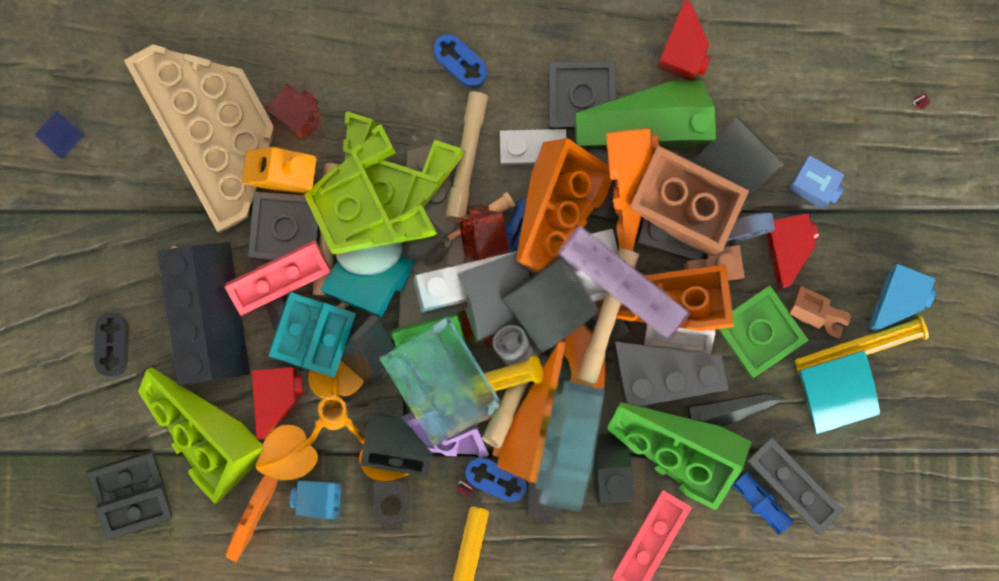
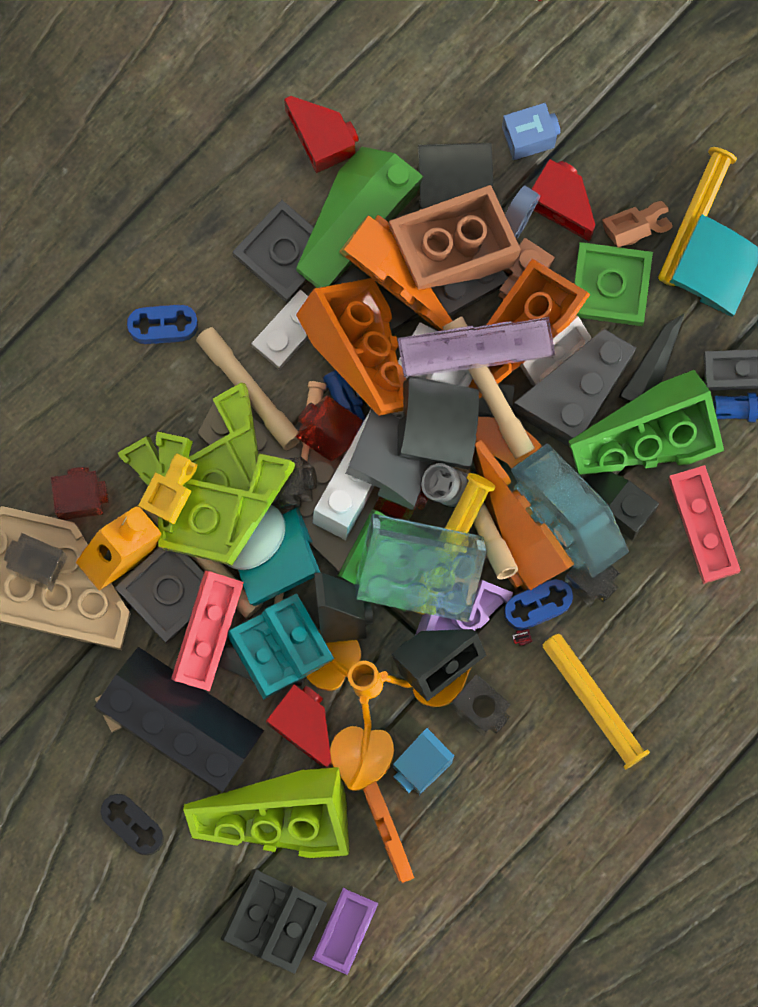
camera: 50 degrees left, 5 degrees down
(164, 547) = (345, 931): none -> medium lavender tile
(219, 124) = (35, 561): none -> clear smoke brick
(340, 168) = (166, 494): none -> yellow plate
(902, 296) = (683, 148): dark azure slope -> none

